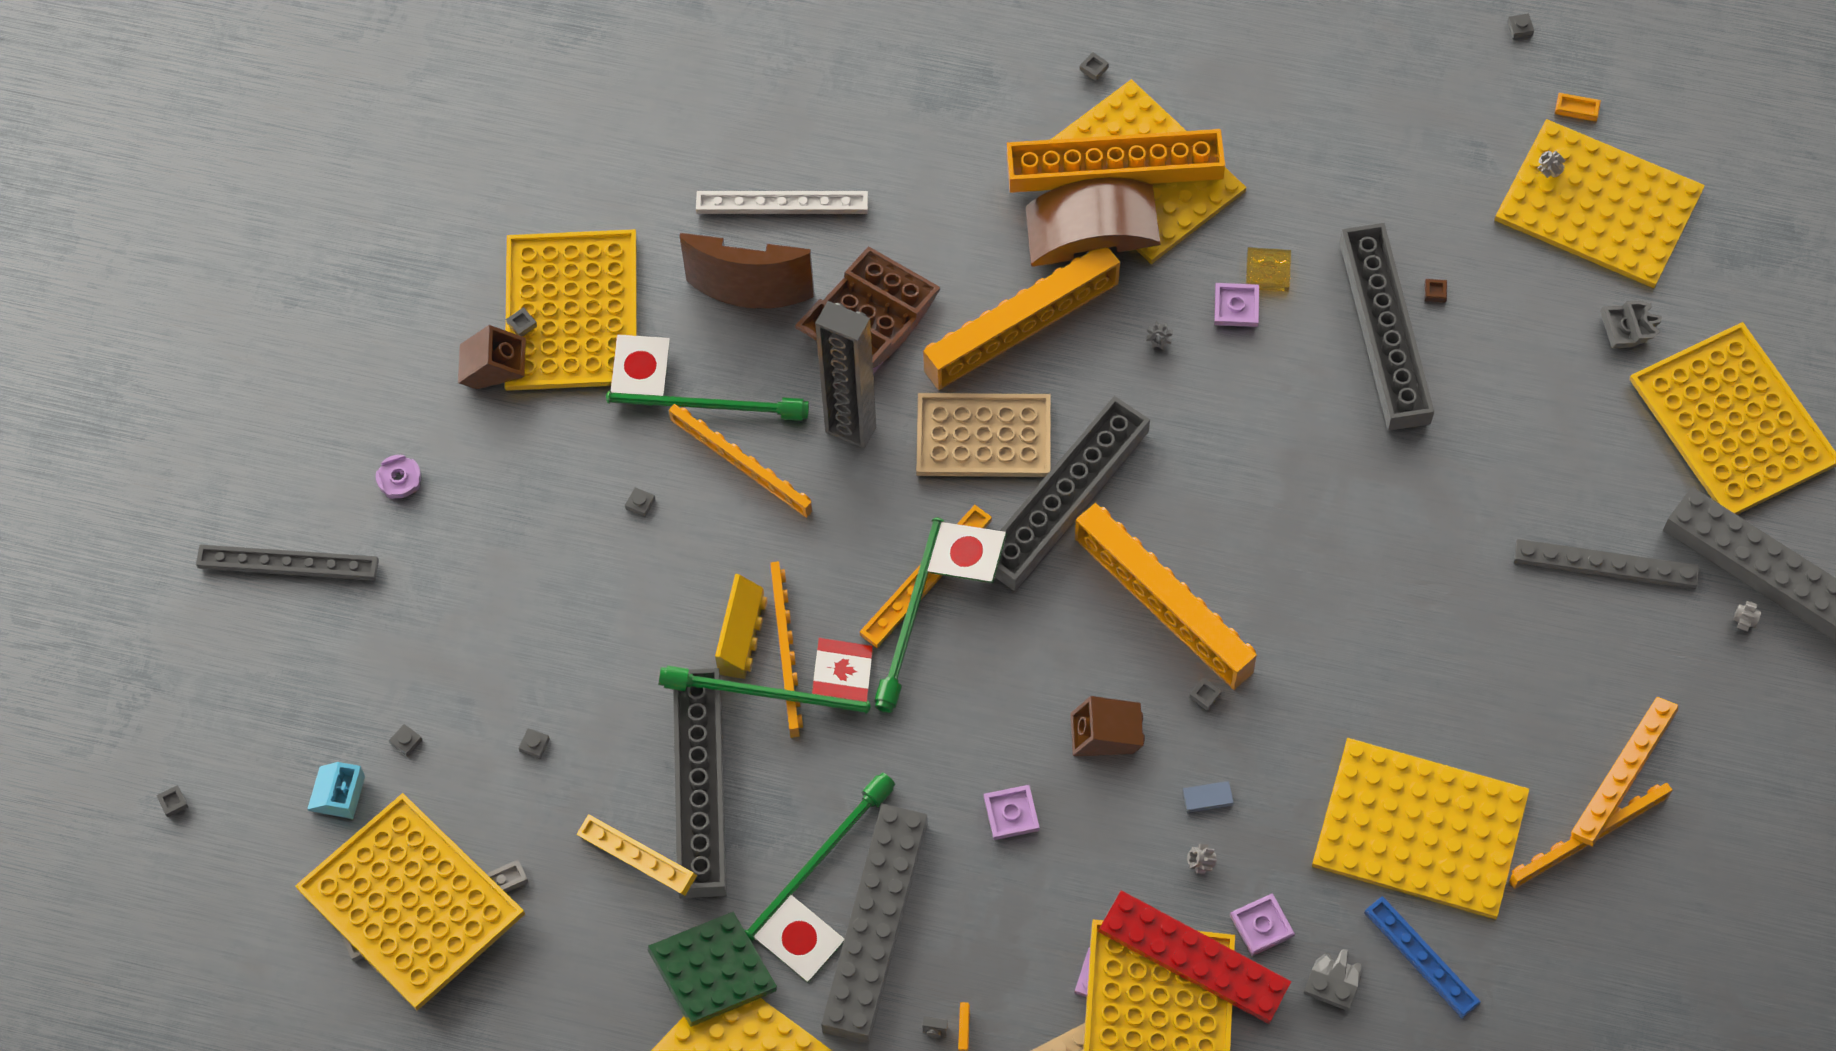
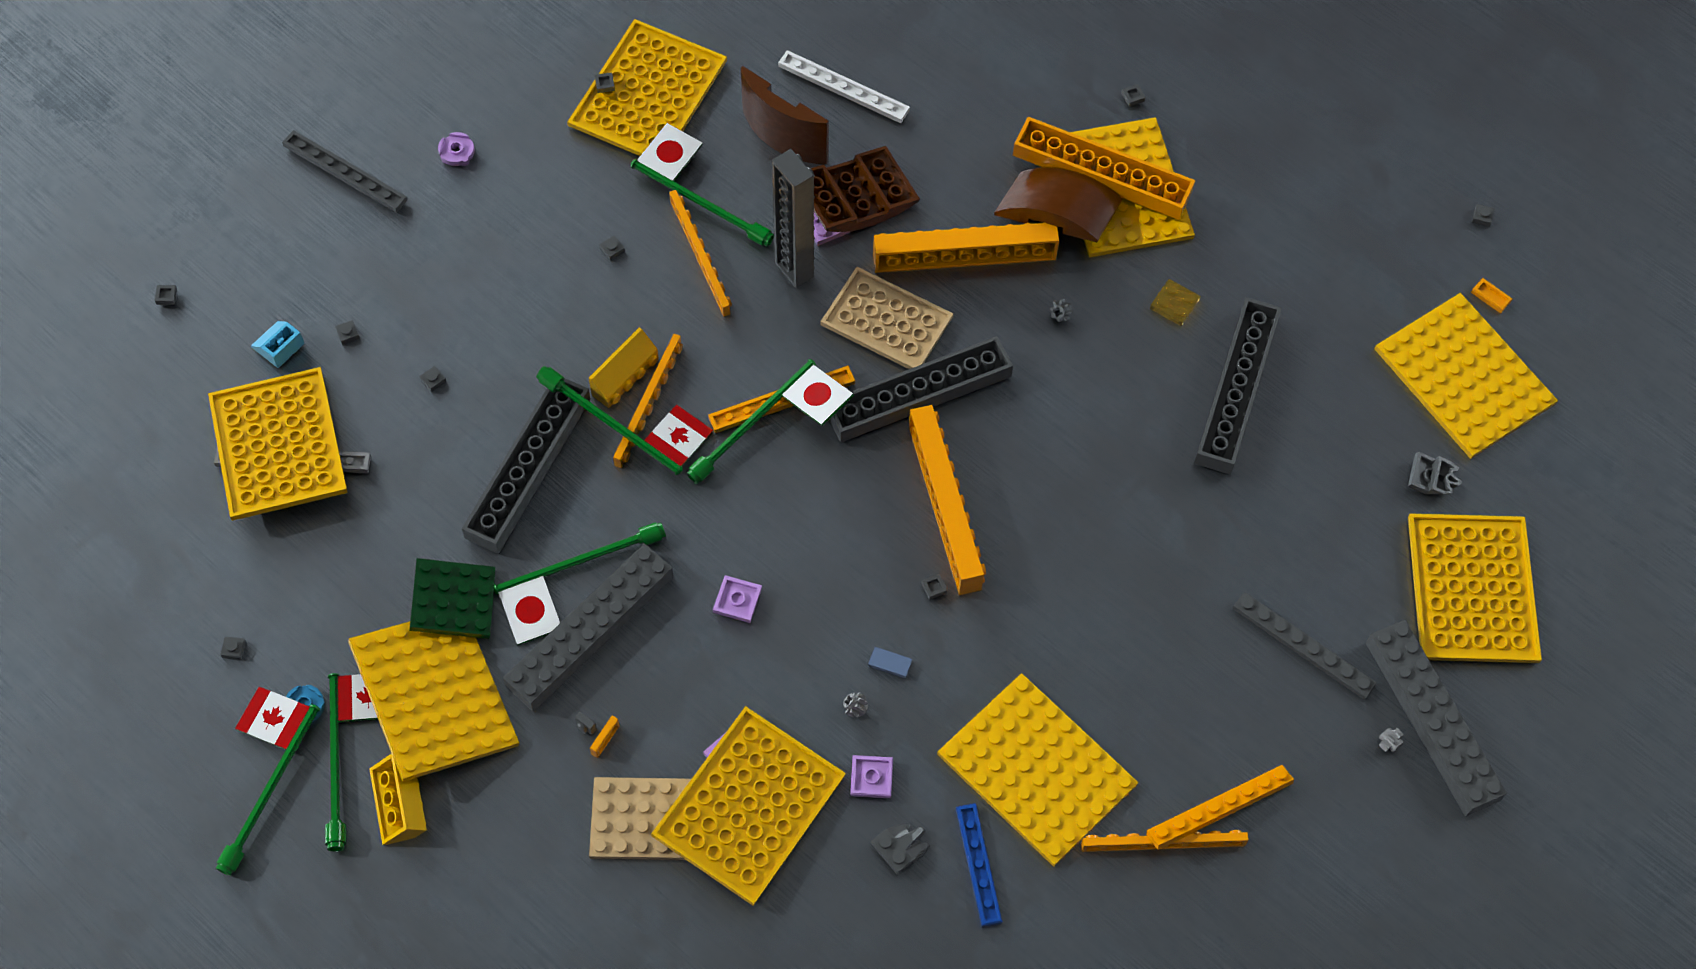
camera: 25 degrees right, 0 degrees up
(491, 358) = (568, 97): reddish brown slope -> none
(637, 855) = (449, 491): yellow plate -> none
(1106, 727) = (845, 573): reddish brown slope -> none
(1194, 956) = (804, 773): red plate -> none
(1236, 304) = (1134, 316): lavender plate -> none
(1435, 290) = (1295, 378): reddish brown tile -> none
(1551, 164) = (1441, 326): light grey gear -> none

